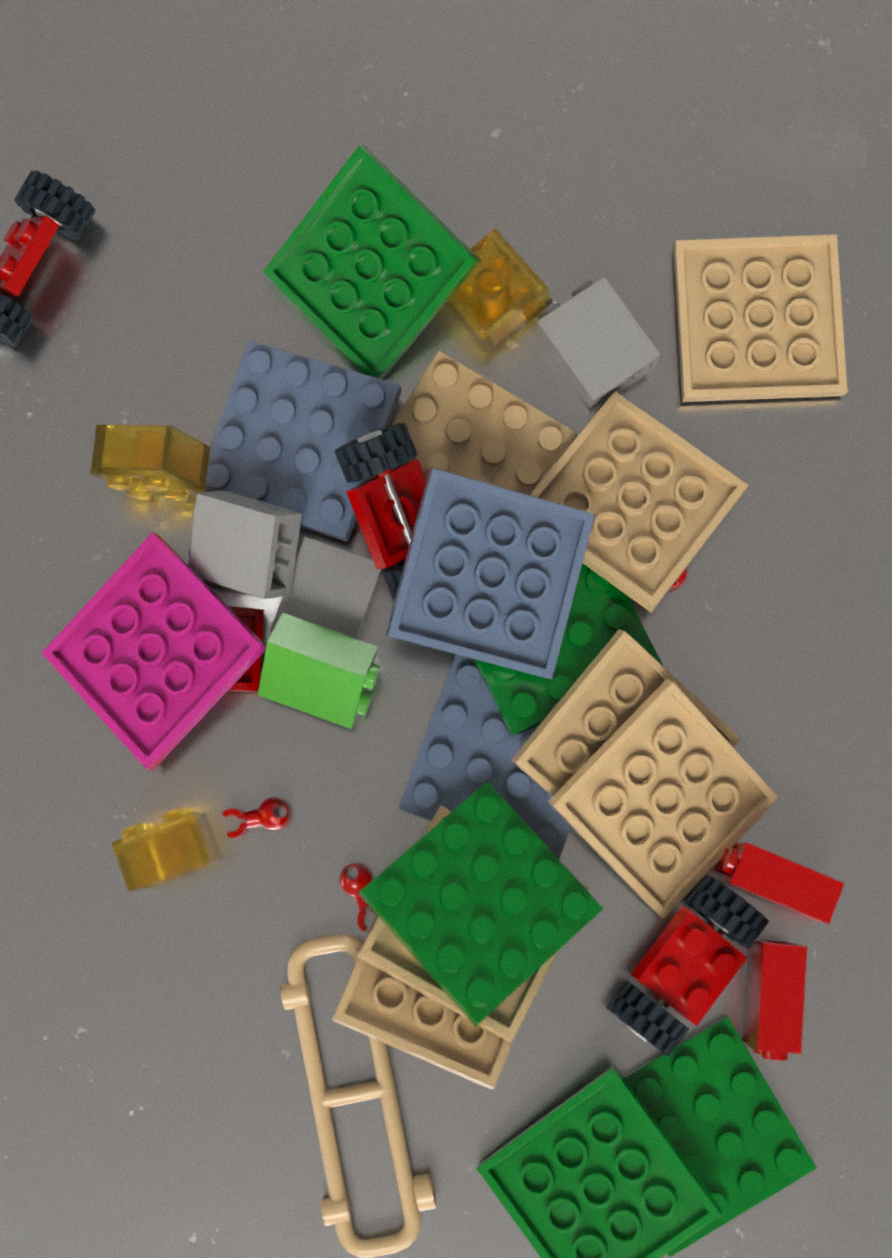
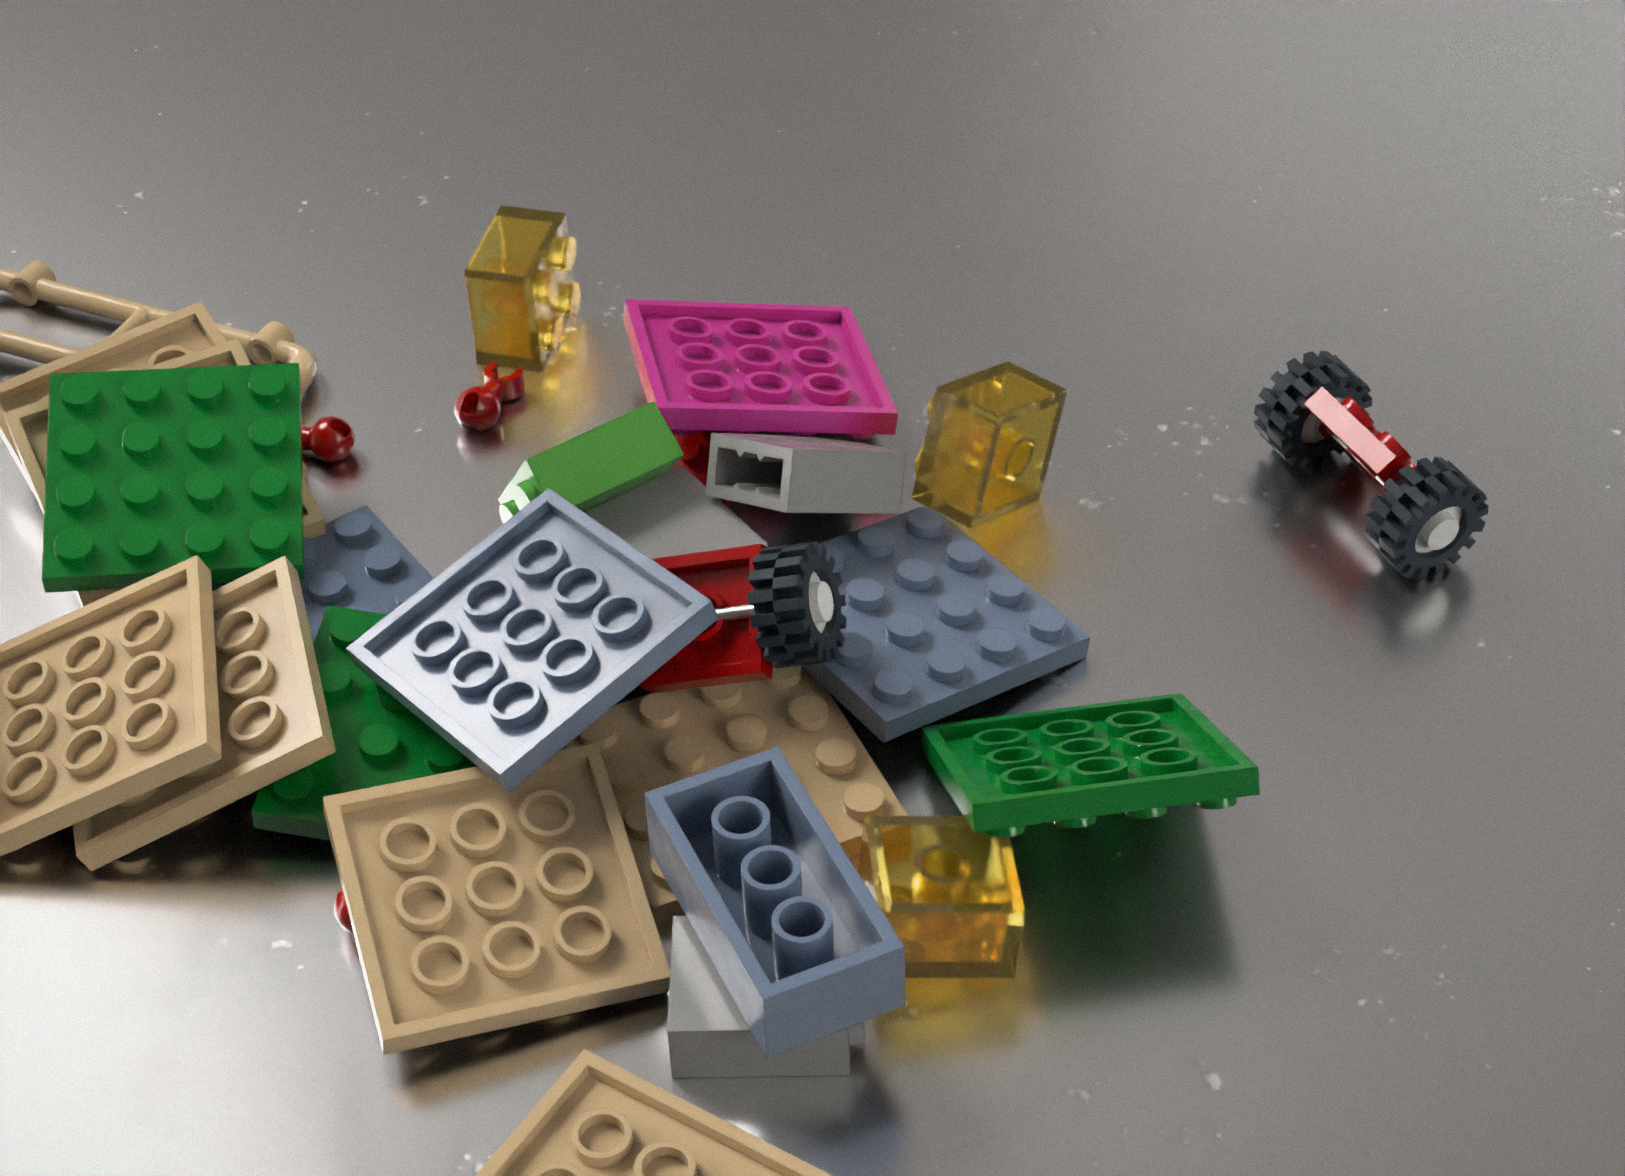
camera: 125 degrees right, 40 degrees down
(576, 334) = (775, 901): none -> sand blue brick

